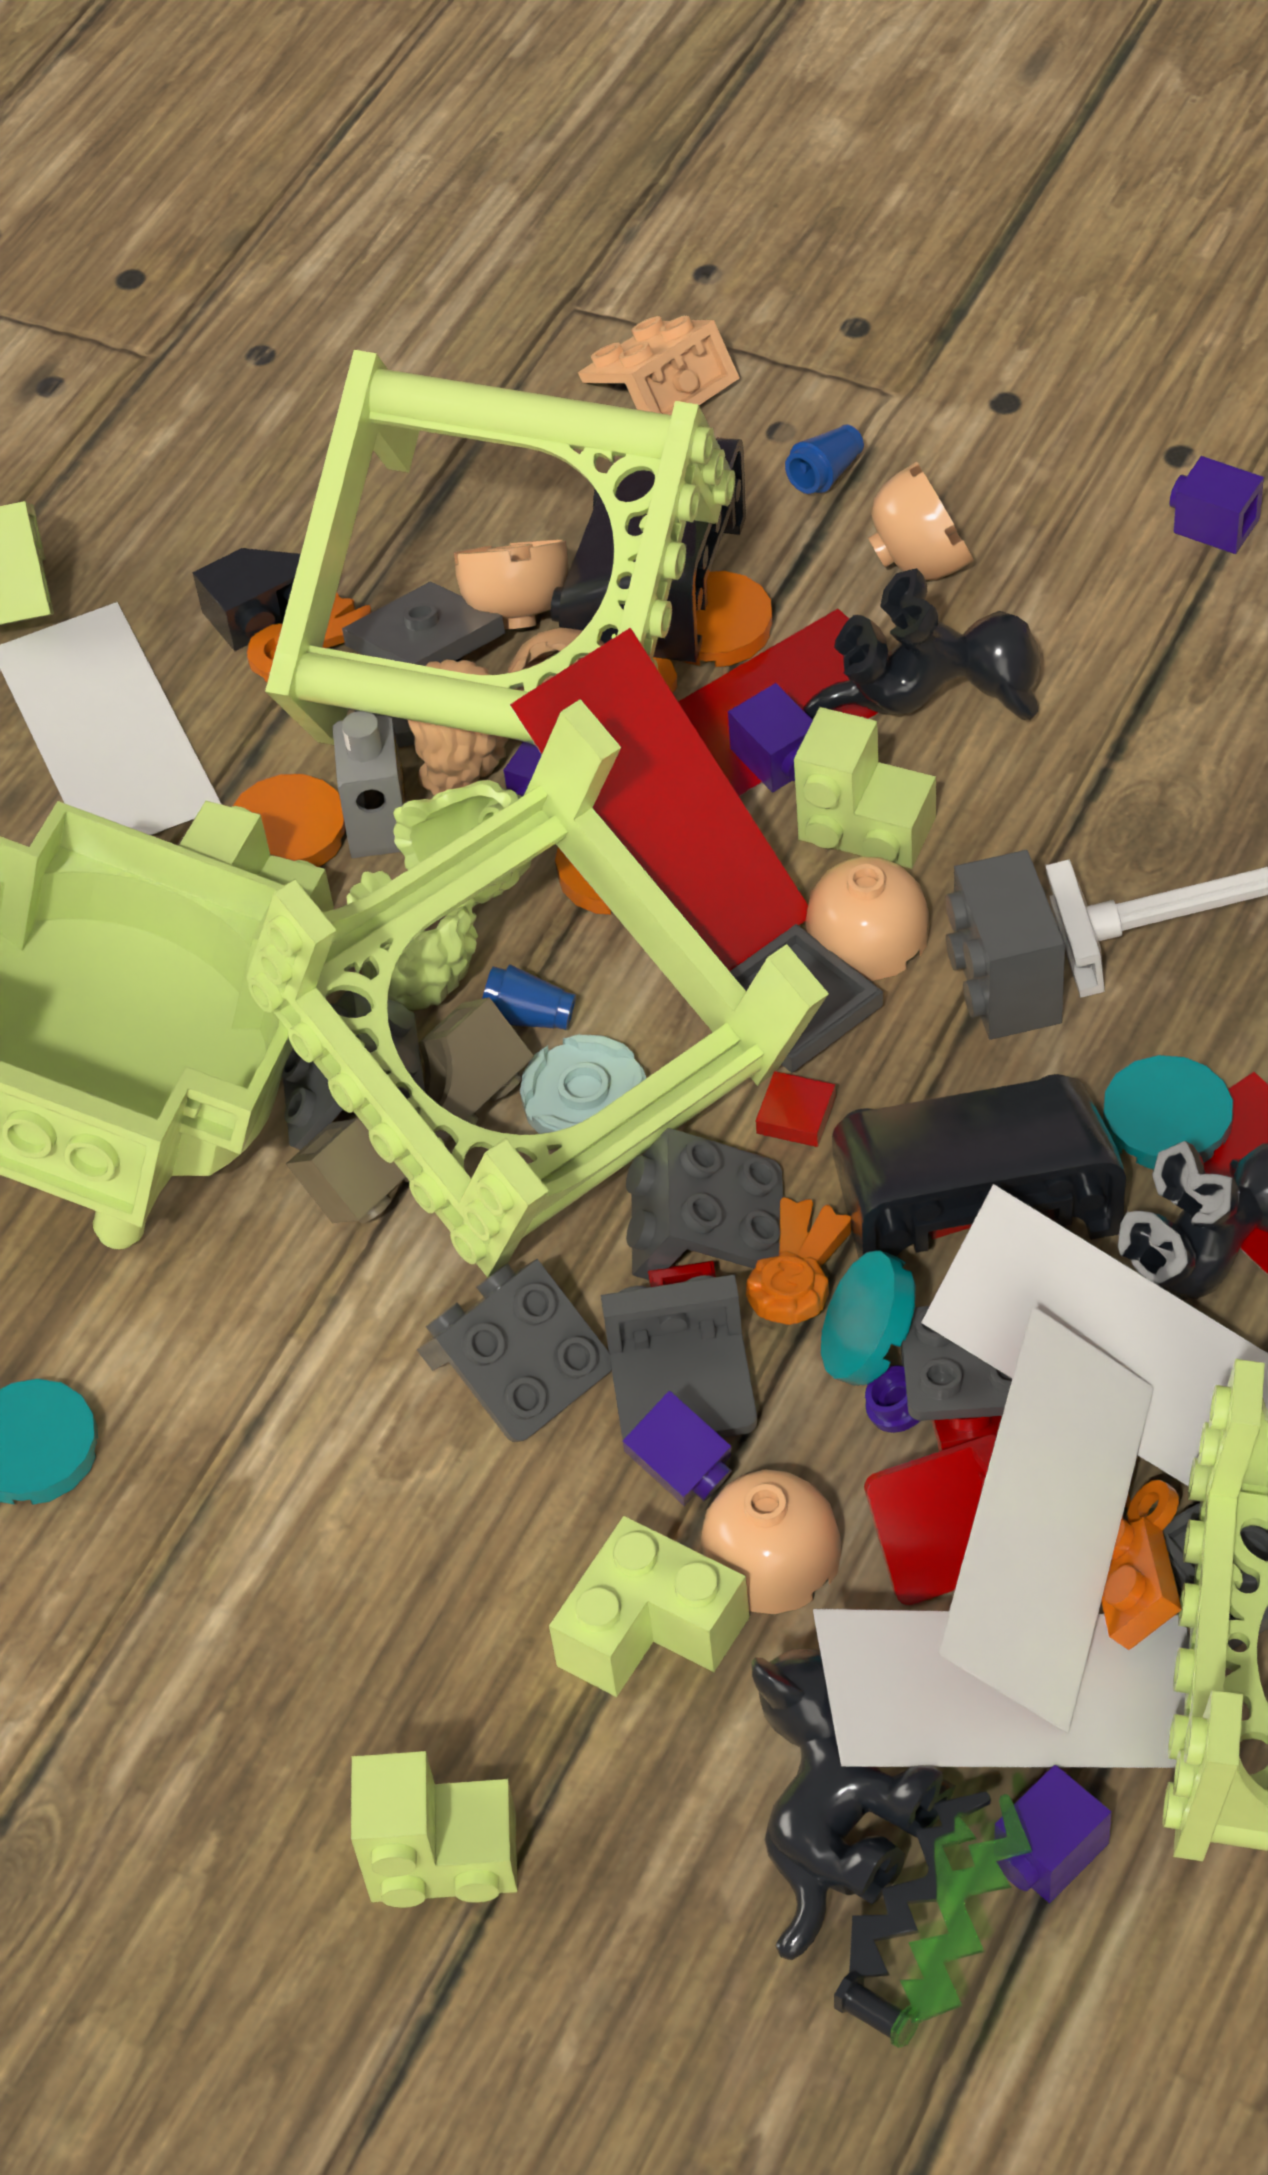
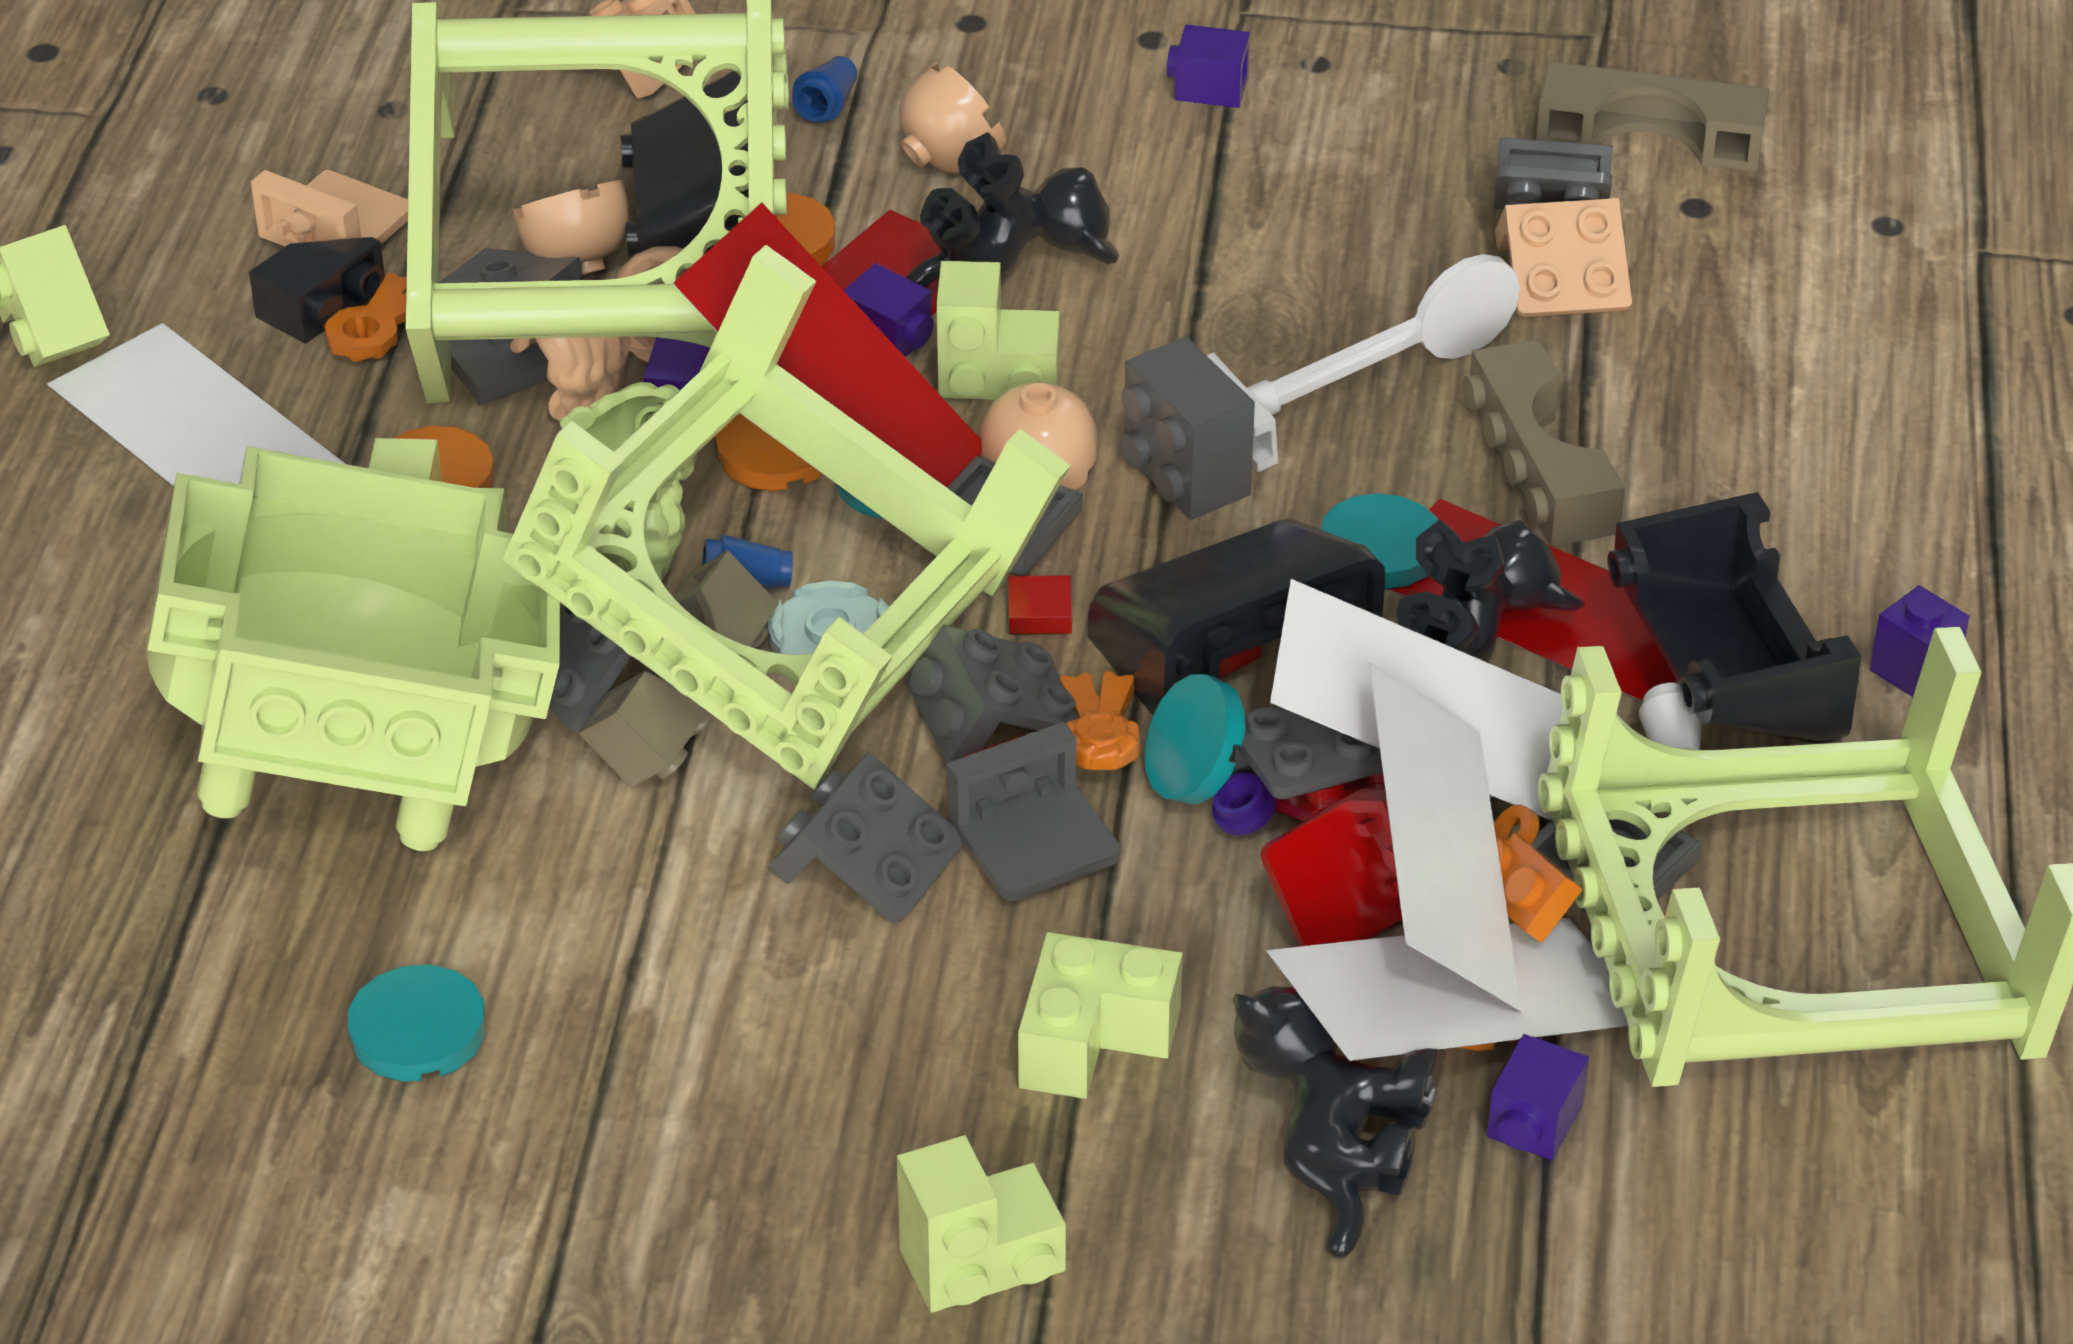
camera: 25 degrees left, 10 degrees down
(282, 515) = (324, 209): none -> light nougat bracket
(366, 760) = (508, 387): light grey torso -> none
(679, 1450) = (1066, 880): dark purple brick -> none
(775, 1535) = (1188, 917): light nougat cylinder -> none
(950, 1890) = (1474, 1151): piece -> none

